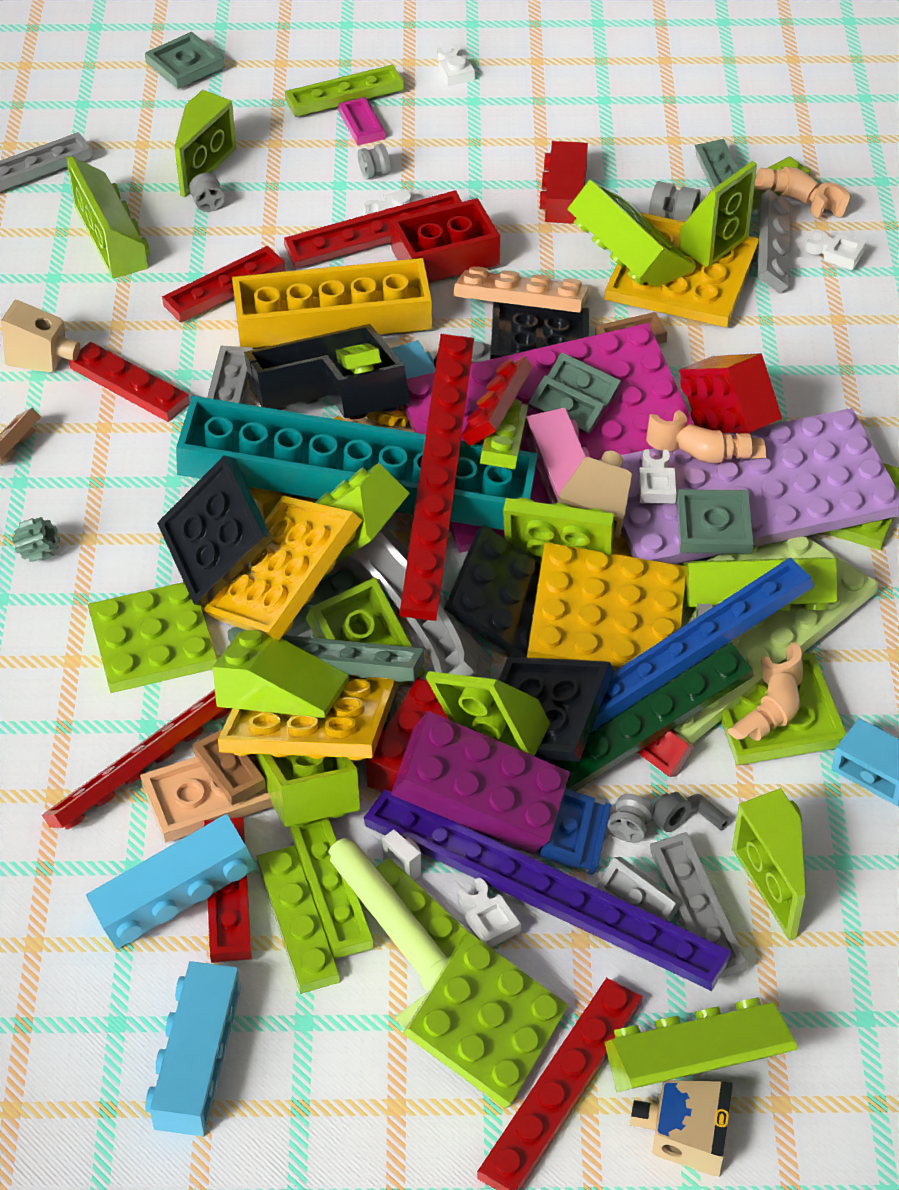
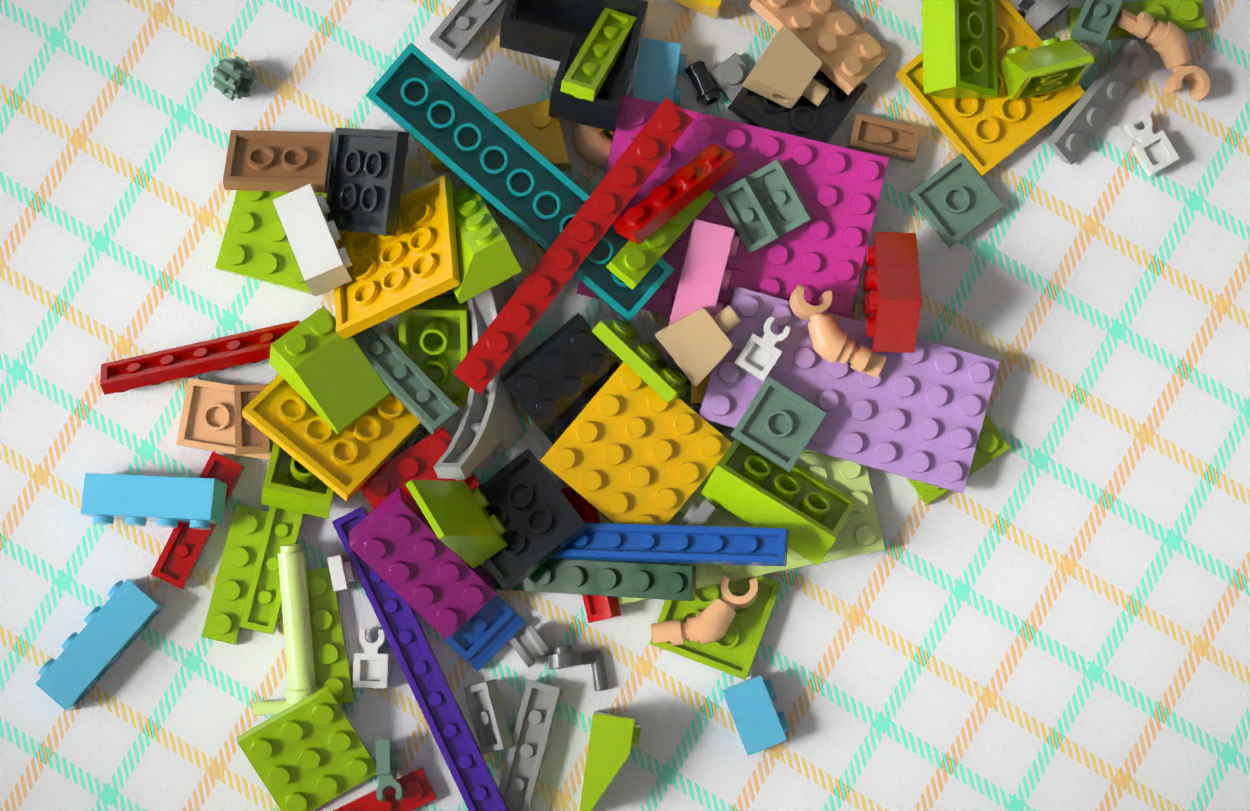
camera: 35 degrees right, 35 degrees up
(118, 575) = (277, 160): none -> medium nougat plate
(194, 595) = (314, 239): none -> white brick
(520, 312) = (787, 72): none -> tan torso
(571, 987) = (387, 762): none -> sand green plate
(718, 337) = (955, 200): none -> sand green plate

